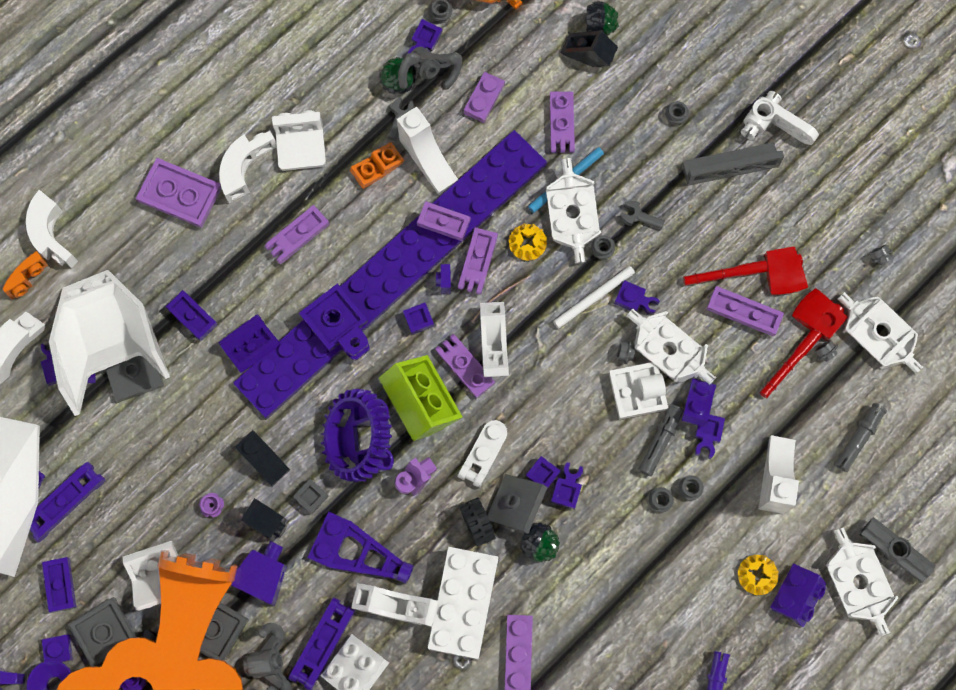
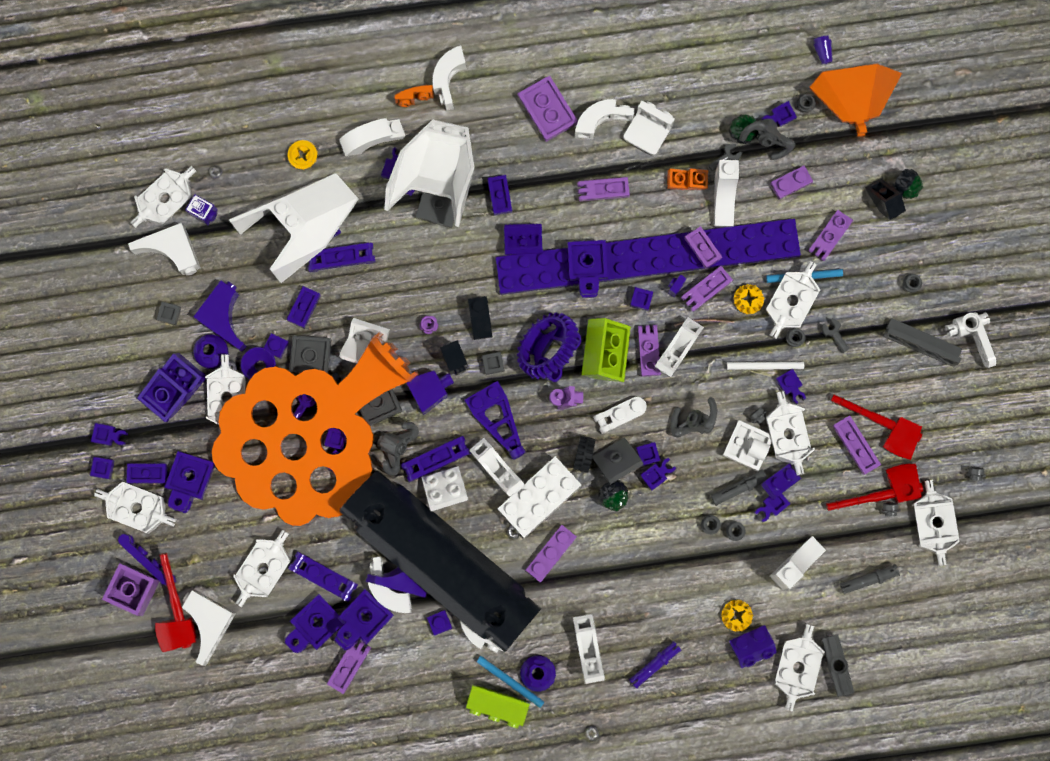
camera: 40 degrees right, 5 degrees up
(567, 403) = (695, 421): none -> dark grey piece

